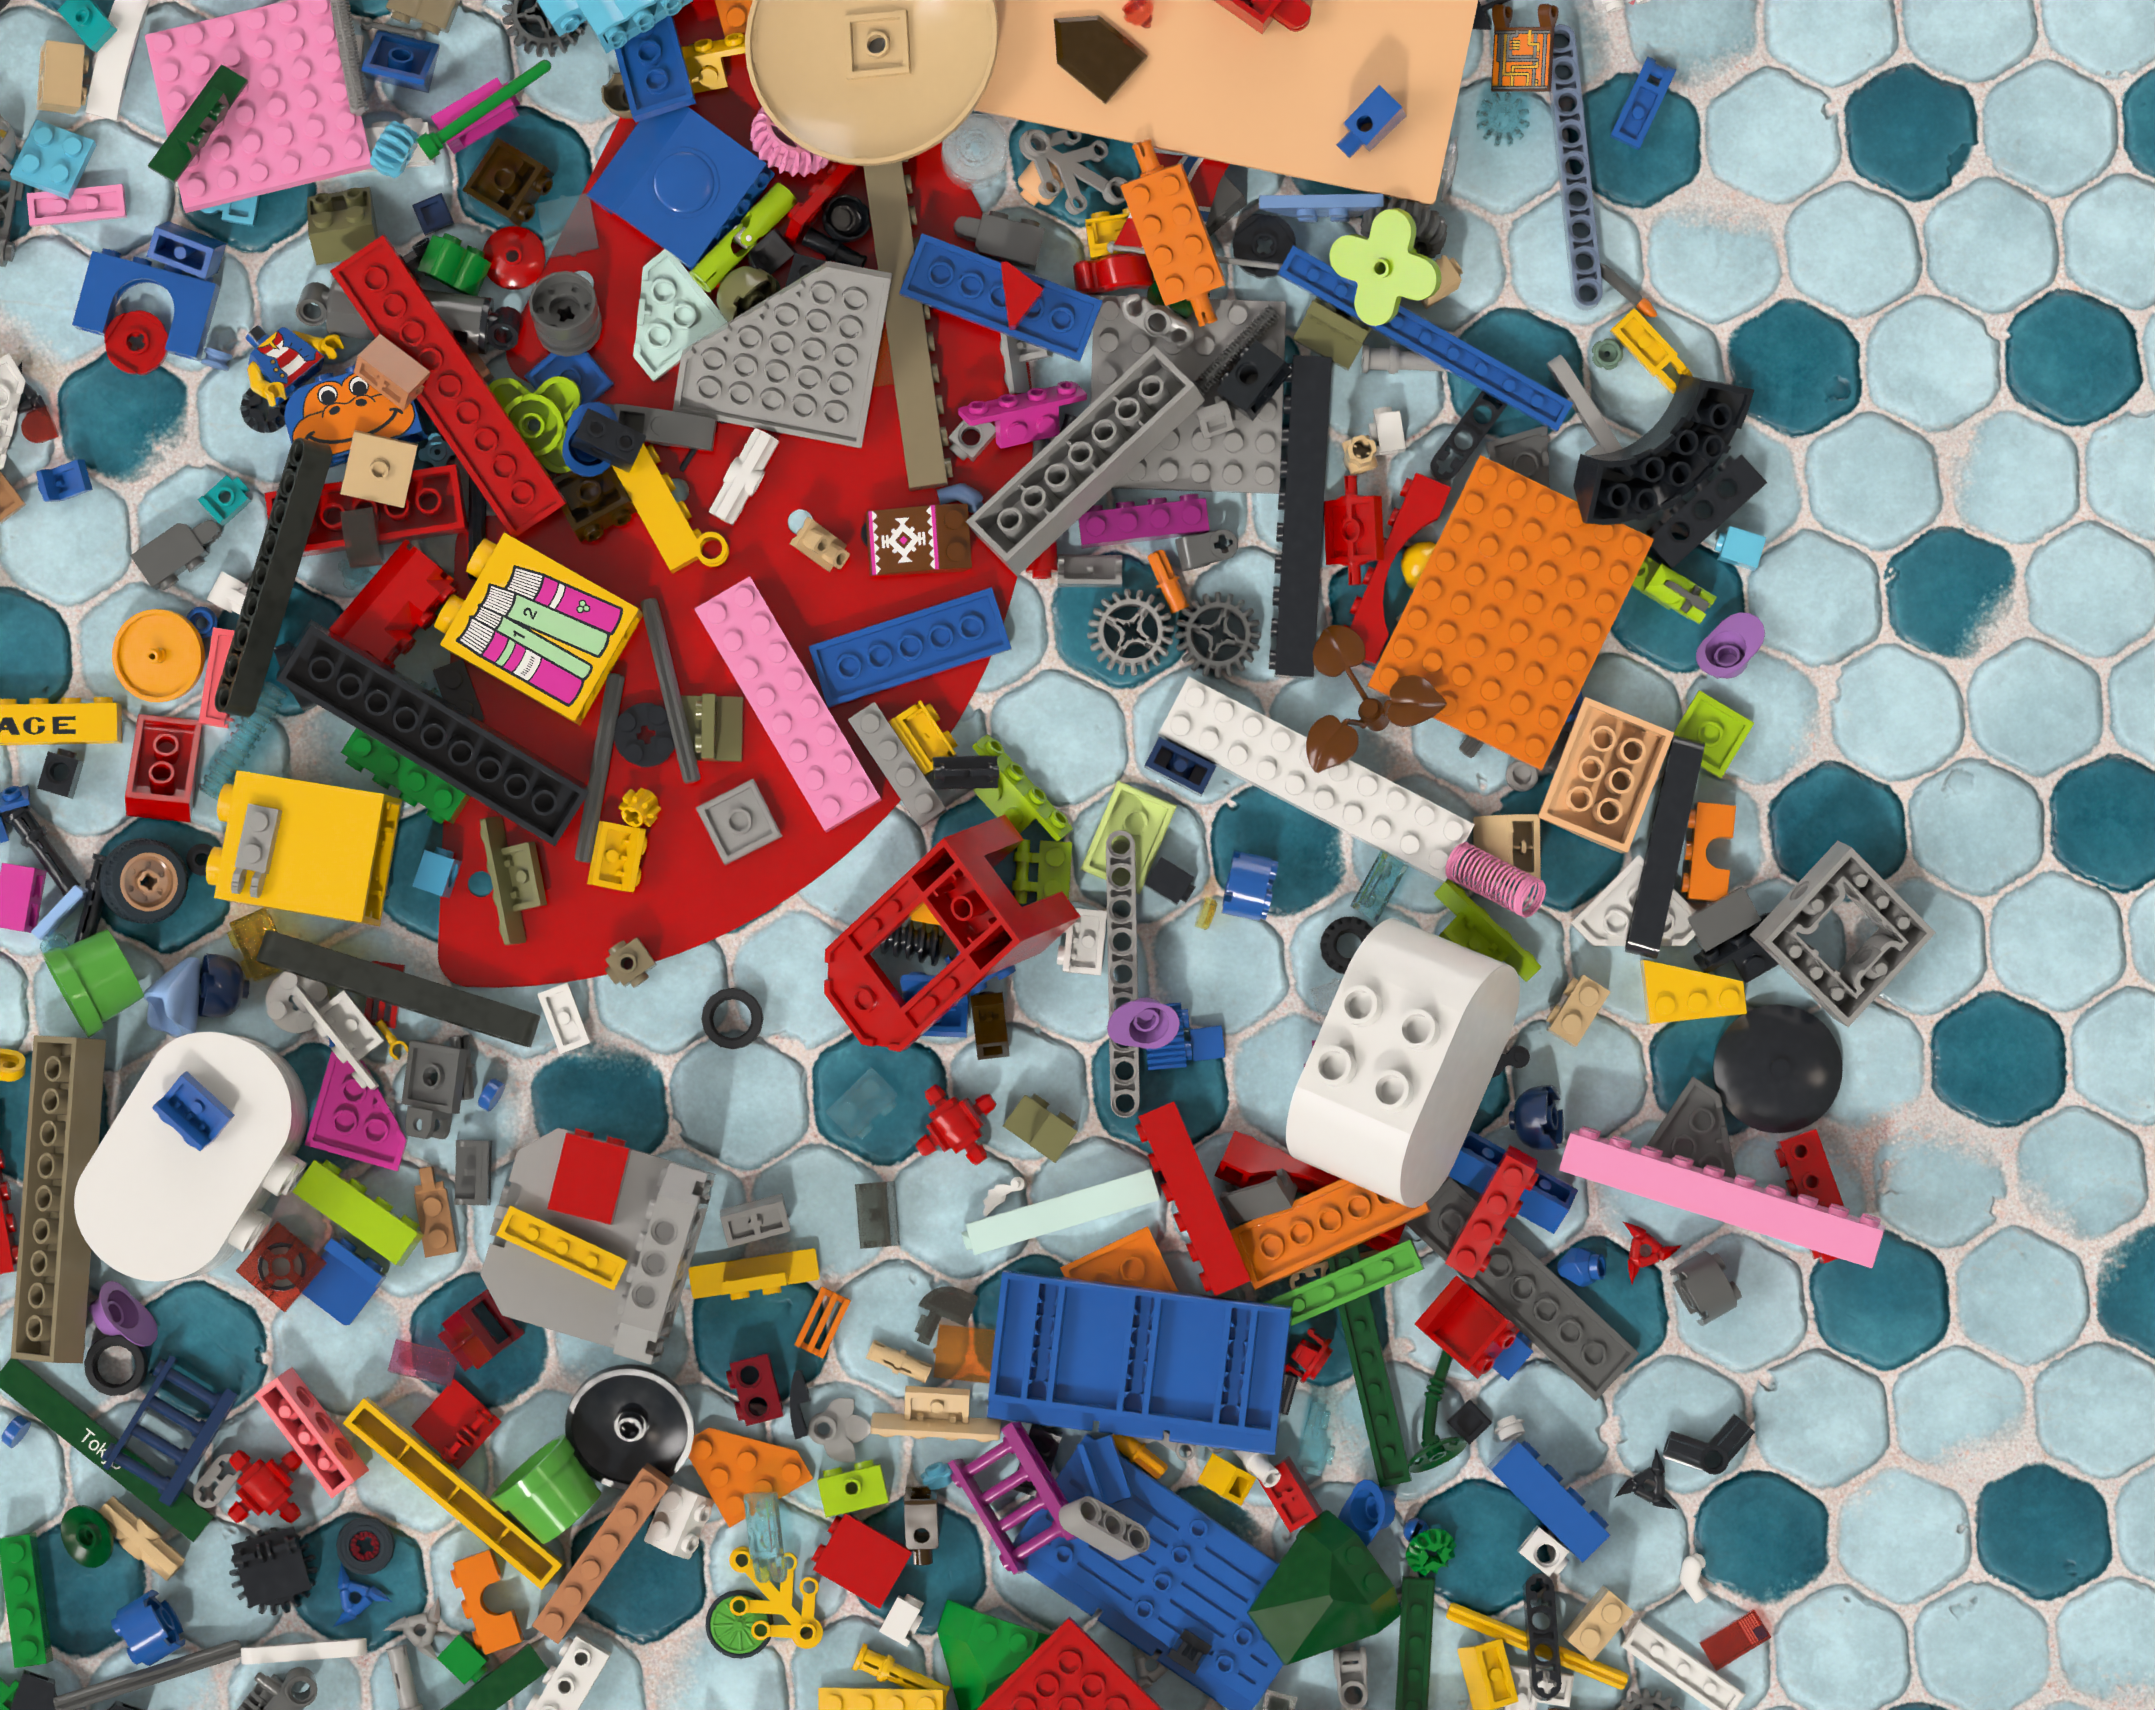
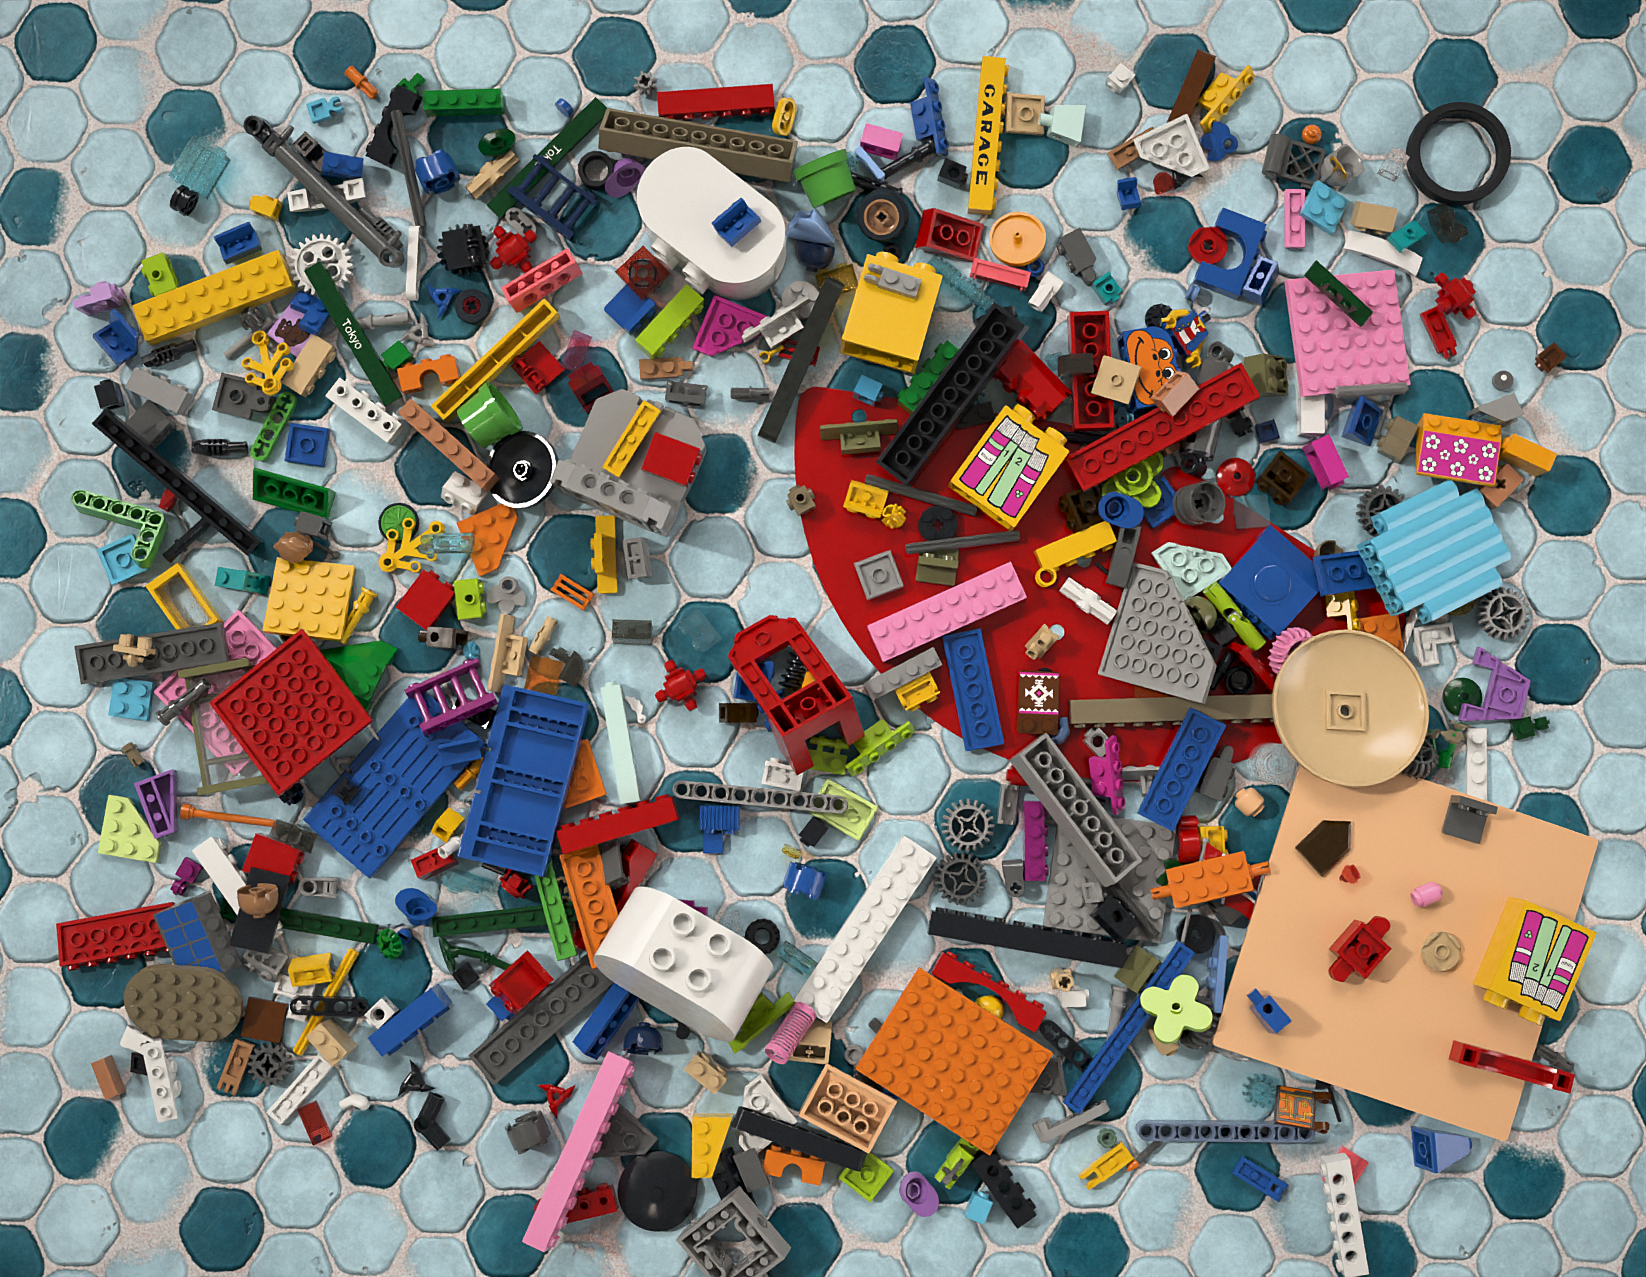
camera: 95 degrees right, 0 degrees up
(237, 212) = (1281, 313): medium azure plate -> none
(273, 577) = (1057, 309): pearl dark grey beam -> none
(394, 149) = (1310, 410): medium azure gear -> none
(432, 1100) = (733, 370): dark grey plate -> none
(433, 142) = (1312, 432): green piece -> none
(454, 265) = (1235, 439): green brick -> none
(491, 1094) = (731, 409): blue tile -> none
(563, 1018) = (772, 457): white plate -> none
(608, 440) = (1119, 520): black brick -> none
(708, 1022) = (760, 543): black tyre -> none
(765, 1387) = (536, 552): dark red brick -> none
(798, 1394) = (529, 573): black slope -> none
(903, 1619) = (388, 620): white brick -> none
(965, 772) = (893, 715): black hinge -> none
(1019, 294) = (1183, 781): red slope -> none
(1040, 1127) = (672, 736): olive brick -> none
(1069, 167) = (1256, 820): light grey plant -> none
(1104, 1528) = (424, 747): light grey beam -> none
(1142, 321) = (1156, 872): light grey piece -> none
(1143, 1024) = (726, 806): medium lavender piece -> none
(1167, 581) = (996, 851): orange axle -> none
(1180, 766) = (882, 846): dark blue brick -> none
(1324, 1593) = (371, 876): dark green wedge -> none
(1353, 530) = (1015, 969): red plate -> none
(1411, 701) = (885, 943): reddish brown plant -> none
(1491, 1212) = (587, 1006): red brick -> none
(1509, 1428) = (458, 1000): white plate -> none
(1582, 1266) = (550, 1056): blue rock -> none
(1667, 458) = (1039, 1169): black brick -> none

